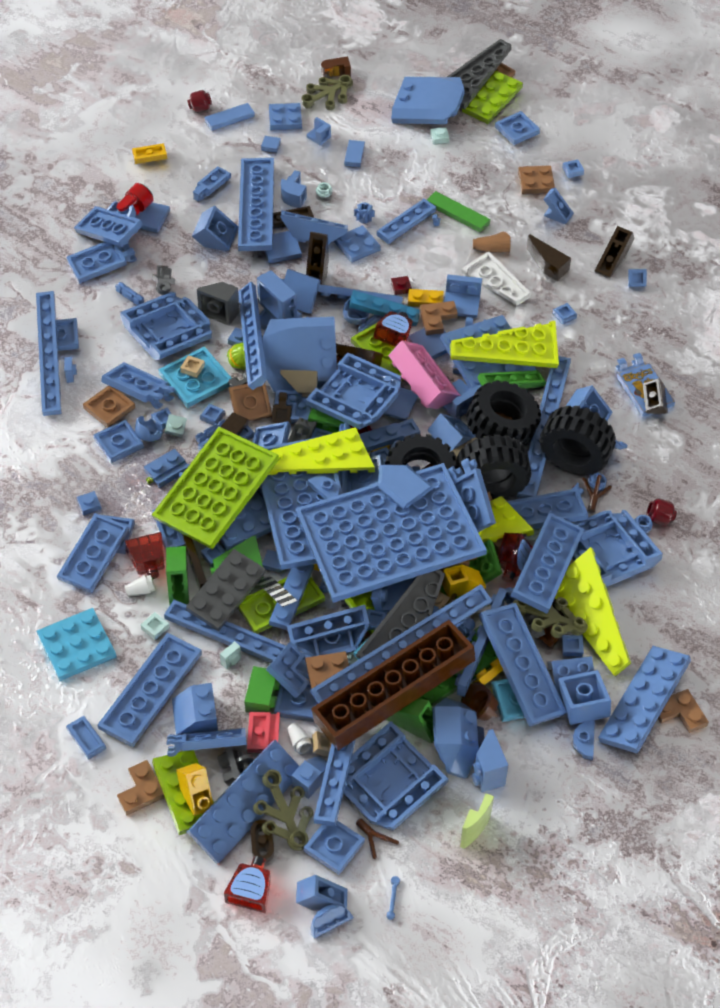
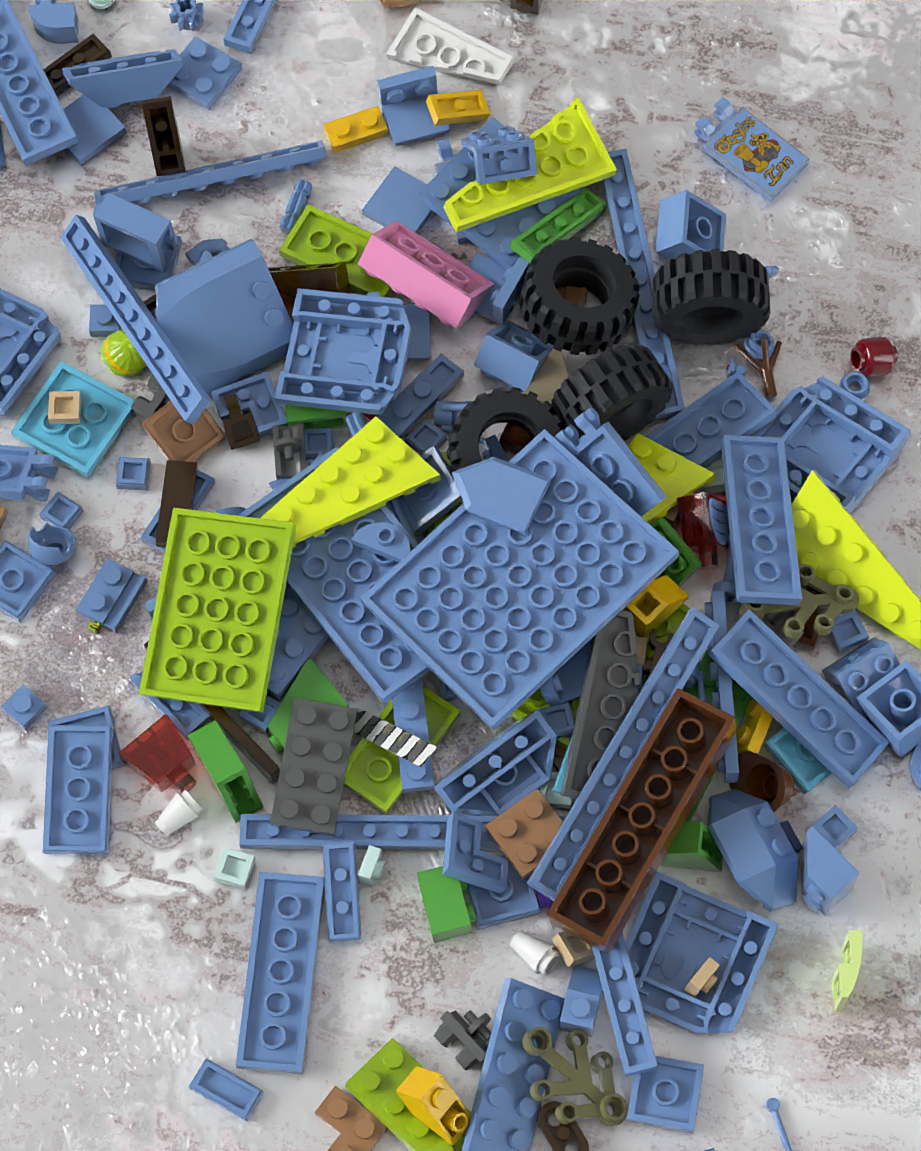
camera: 20 degrees left, 15 degrees up
(76, 644) = (131, 948): medium azure plate -> none
(175, 425) = (88, 518): light aqua plate -> none
(195, 710) = (364, 978): medium blue slope -> none
(205, 740) = (410, 1018): medium blue tile -> none
(207, 659) = (341, 891): none -> medium blue tile
(208, 432) = (147, 505): medium blue axle -> none
(219, 302) = (46, 274): dark grey slope -> none
(262, 730) = (478, 965): coral plate -> none
(271, 561) = (351, 683): medium blue tile -> none
(272, 434) = (245, 477): medium blue tile -> none
(301, 381) = (250, 365): dark tan slope -> none
(305, 288) = (165, 195): medium blue tile -> none
(353, 315) = (264, 200): medium blue hair -> none
(370, 832) = (720, 1050): reddish brown plant -> none
(381, 306) = (305, 177): dark azure plate -> none
(388, 790) = (703, 979): none -> tan plate
(393, 328) = (343, 211): clear red torso -> none
(401, 285) = (306, 121): dark red plate -> none
(434, 313) = (384, 157): medium nougat plate -> none
(486, 305) = (458, 107): none -> yellow plate
(495, 331) = (501, 155): none -> medium blue bracket
(511, 745) = (835, 827): none -> medium blue plate
(564, 313) = (577, 69): medium blue tile -> none
(655, 397) = (778, 165): dark brown slope -> none

